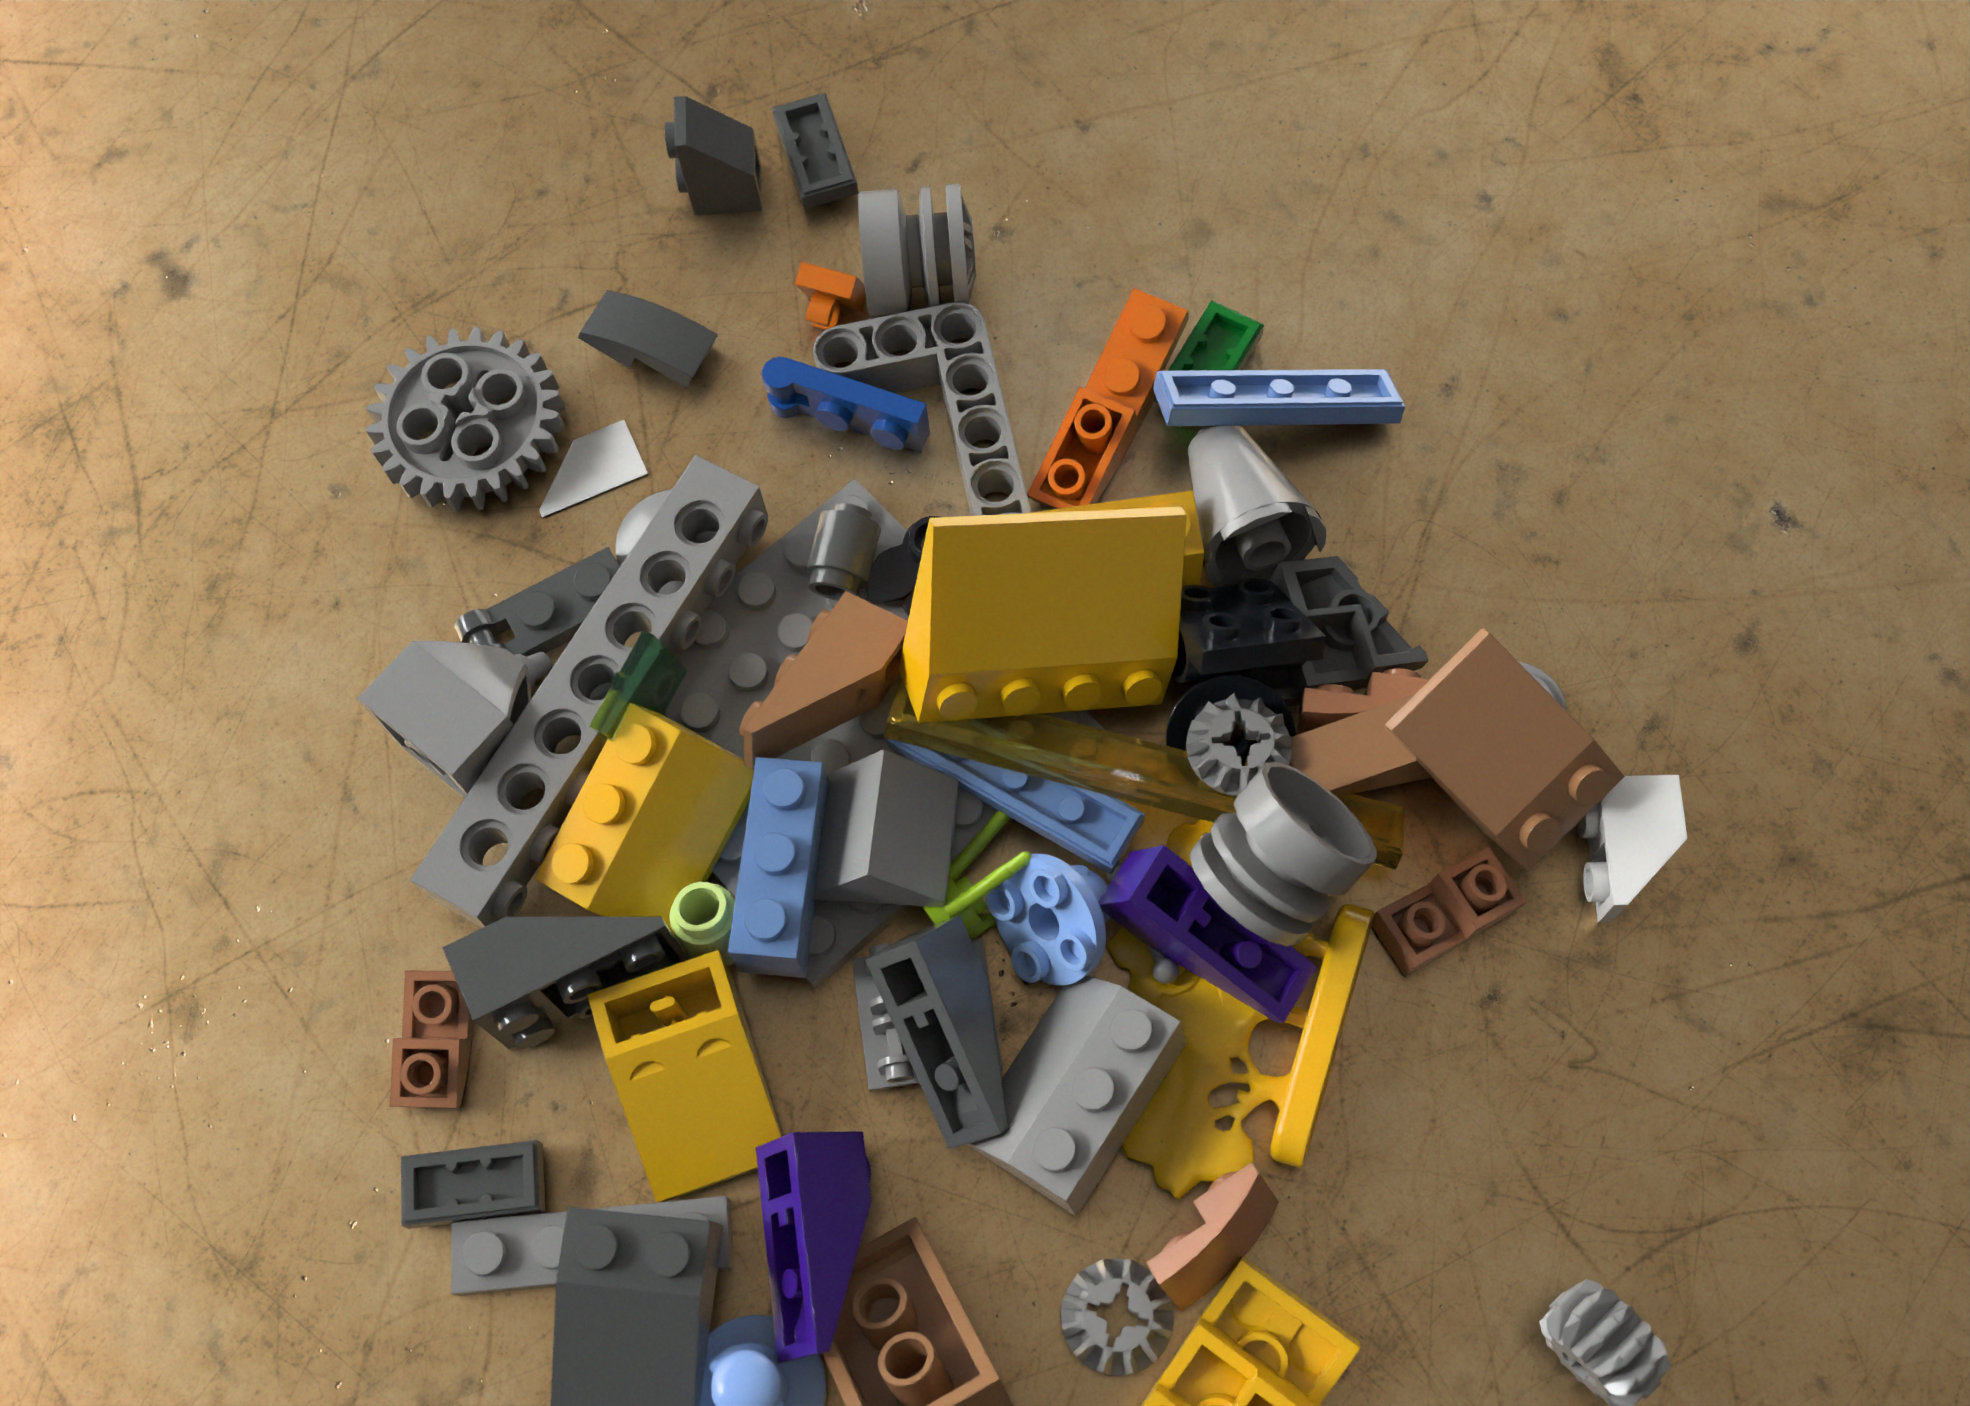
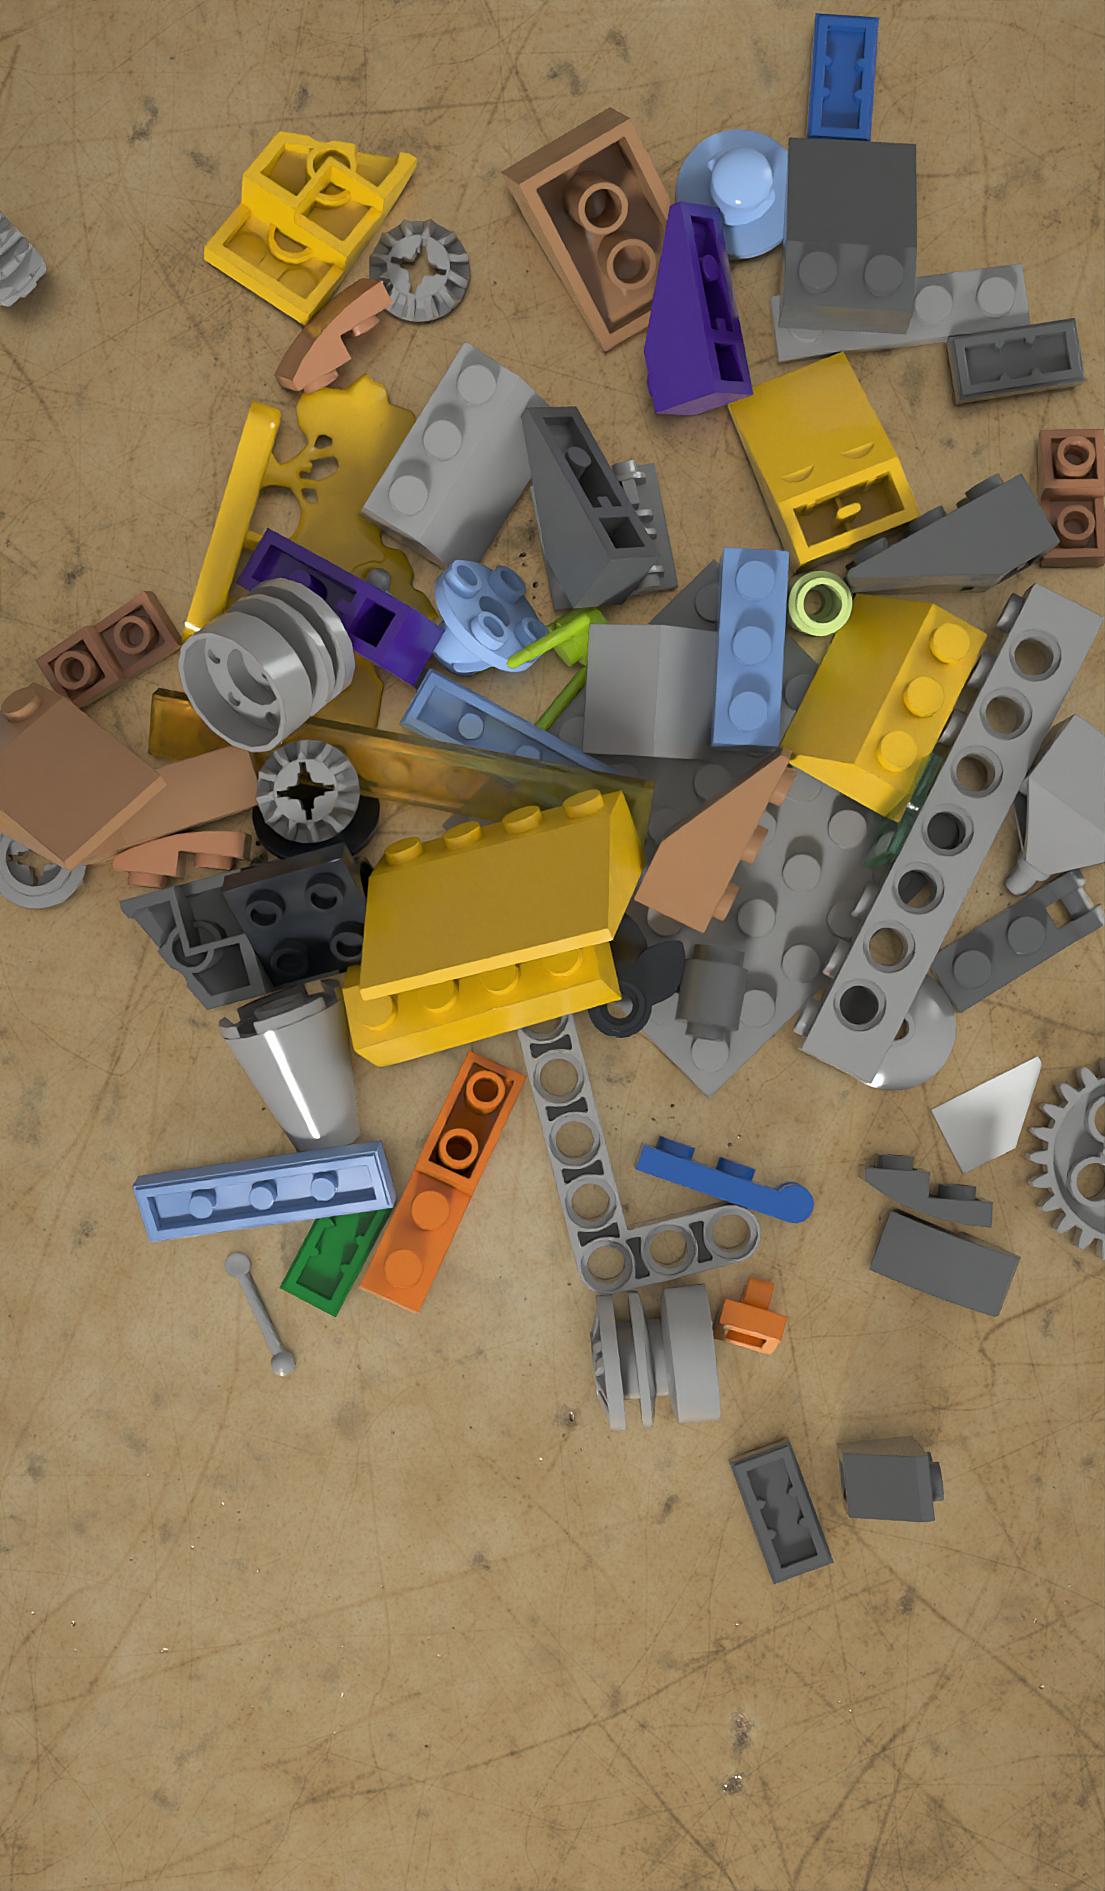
camera: 175 degrees right, 20 degrees up
(677, 397) = (909, 1186): none -> dark grey slope
(1302, 353) = (238, 1266): none -> light grey hinge

